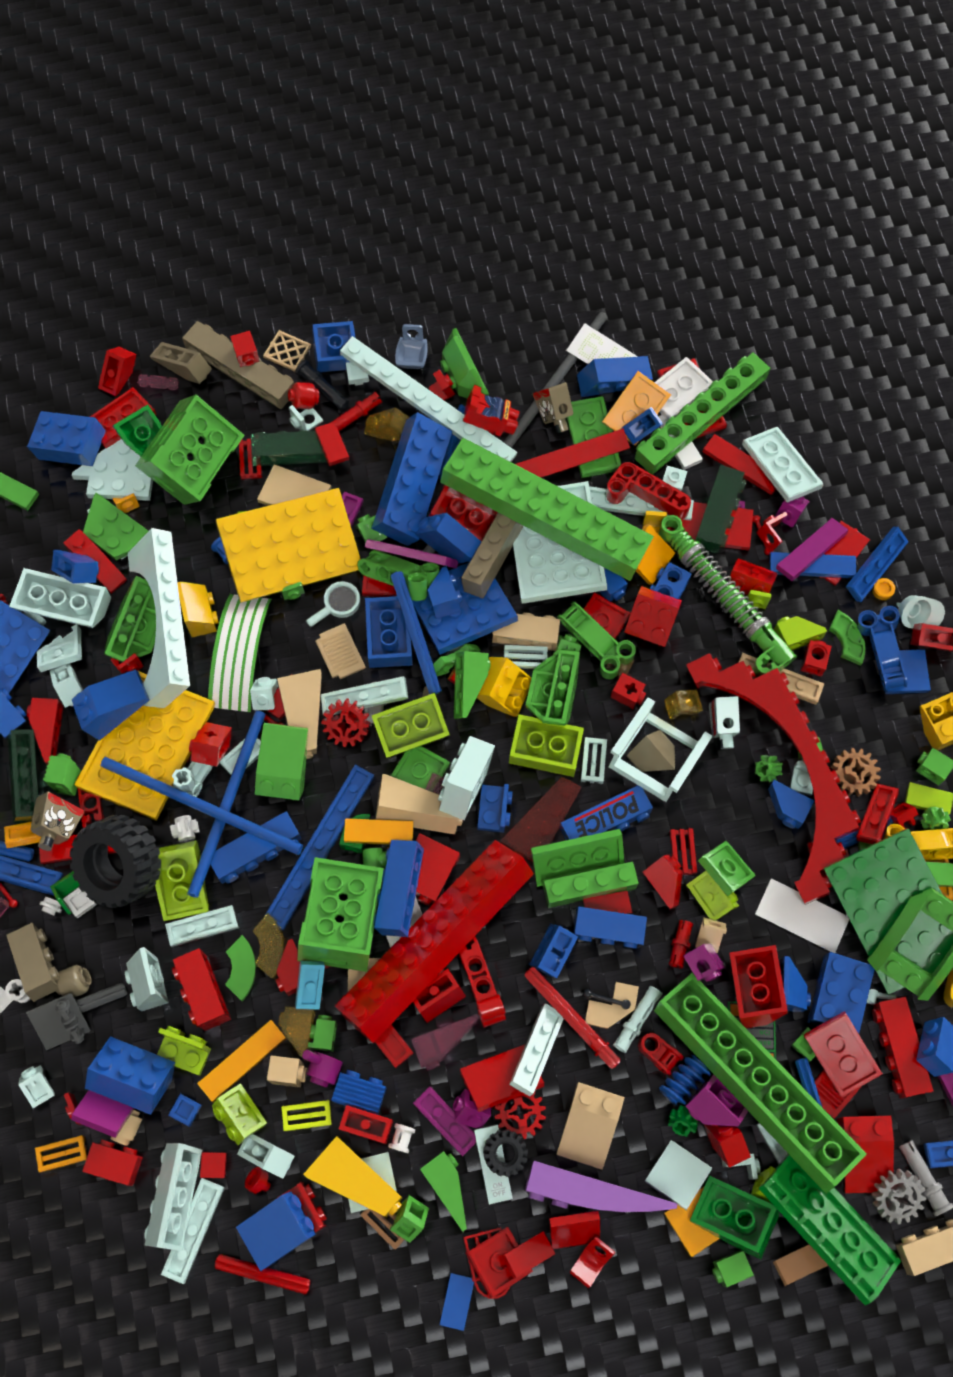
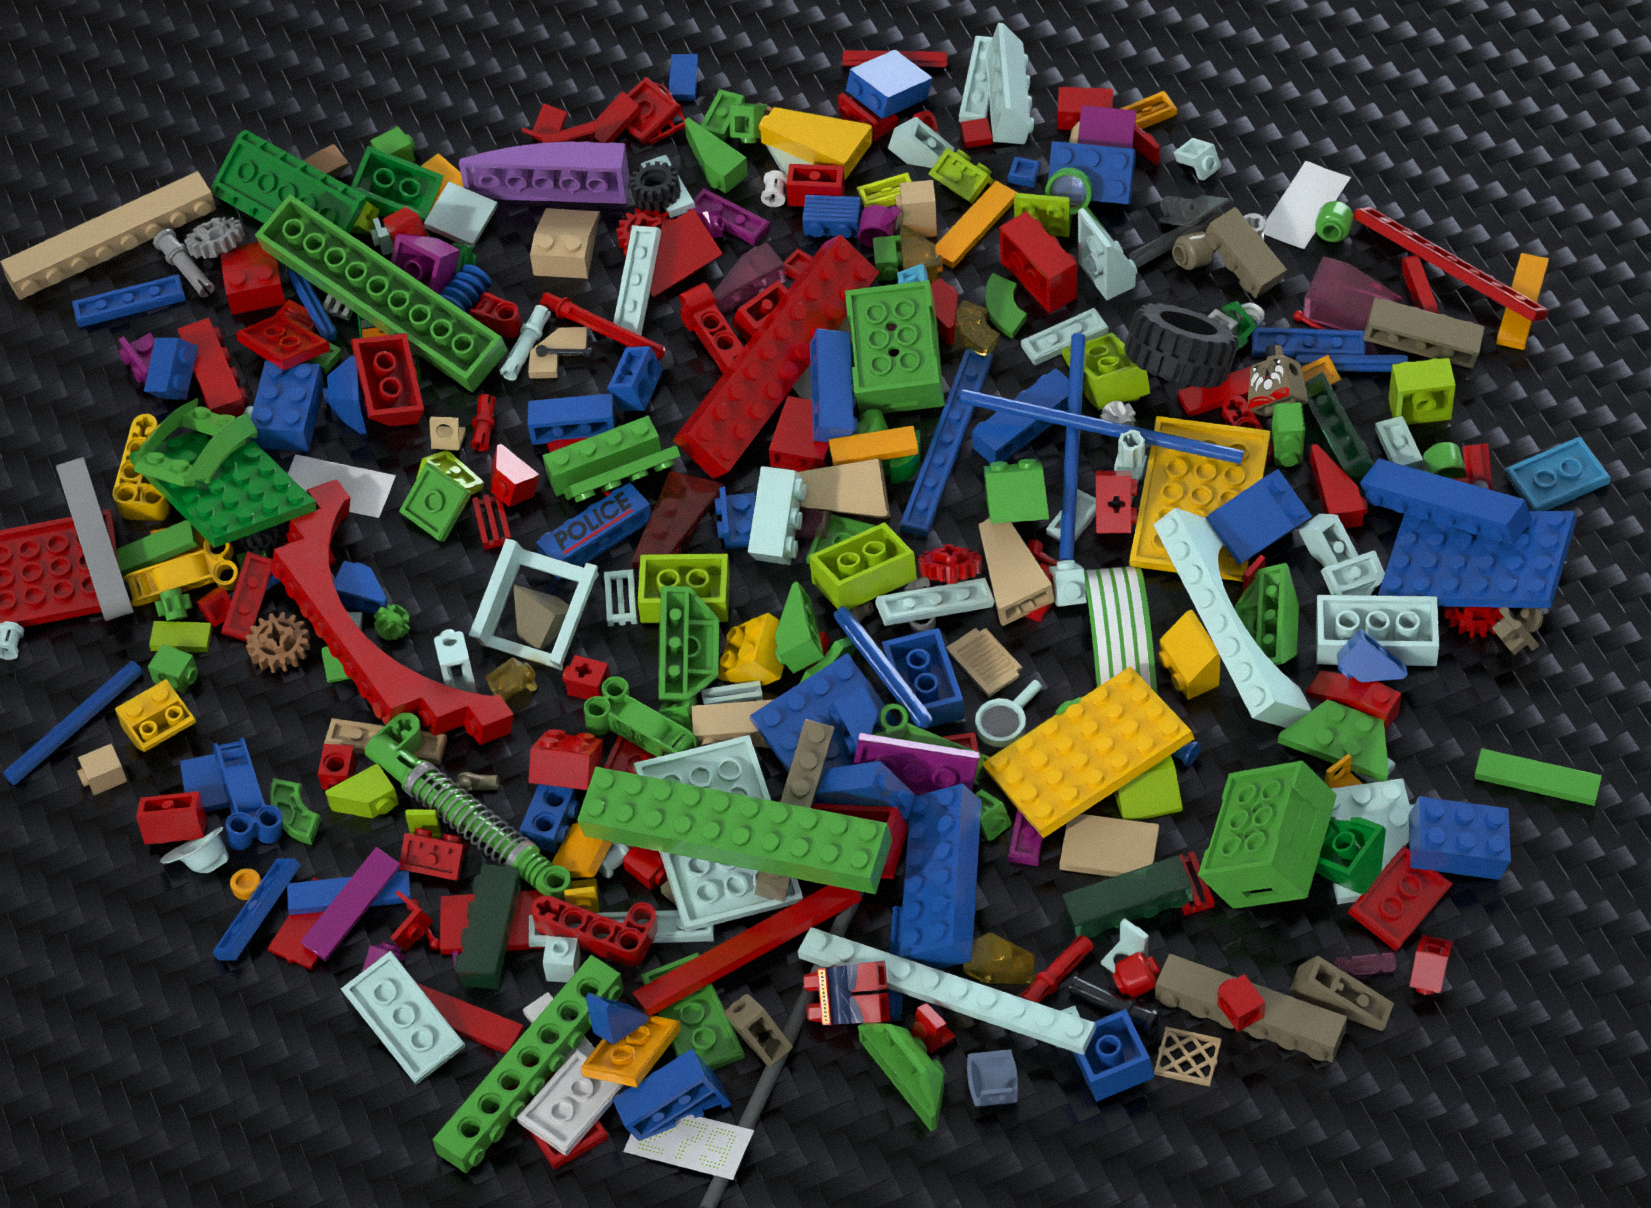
camera: 175 degrees right, 15 degrees down
(153, 1050) = (1075, 186): none -> piece
(332, 443) = (1069, 898): red tile -> none
(431, 1240) = (718, 116): none -> bright green plate
(705, 962) = (453, 393): magenta brick -> none
(719, 630) = (472, 781): none -> dark tan arm

